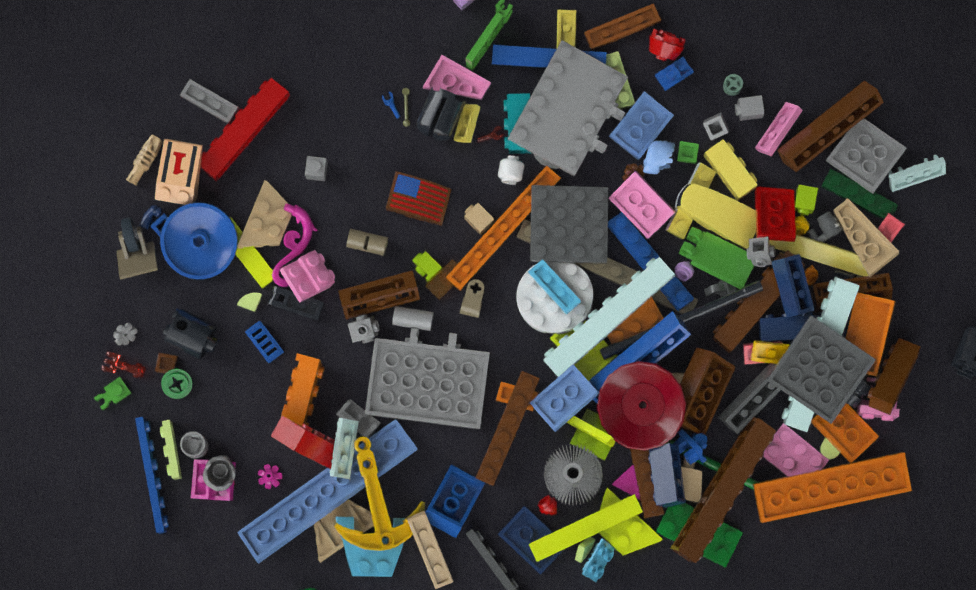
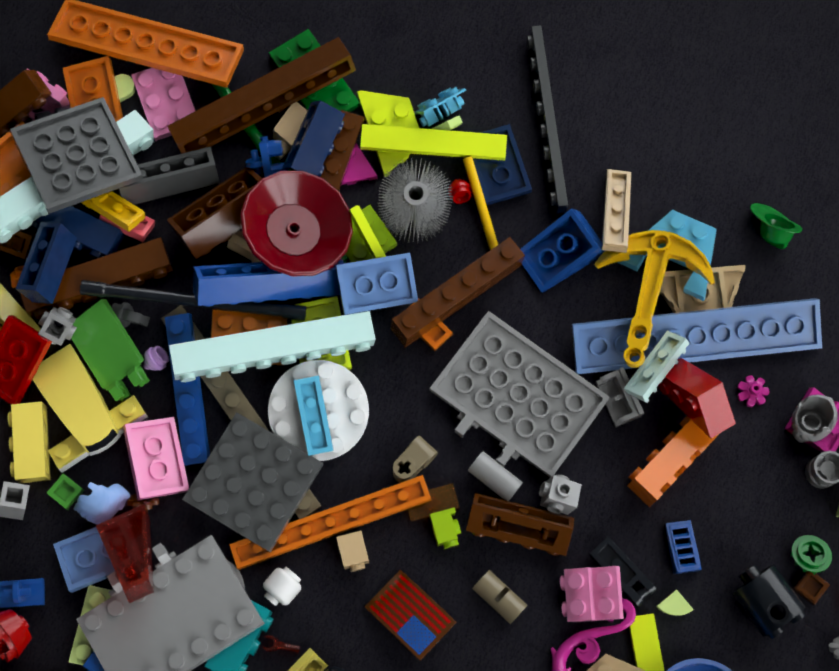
camera: 155 degrees left, 5 degrees down
(527, 503) = (480, 202): none -> yellow bar
(618, 132) = (129, 549): none -> clear red wedge

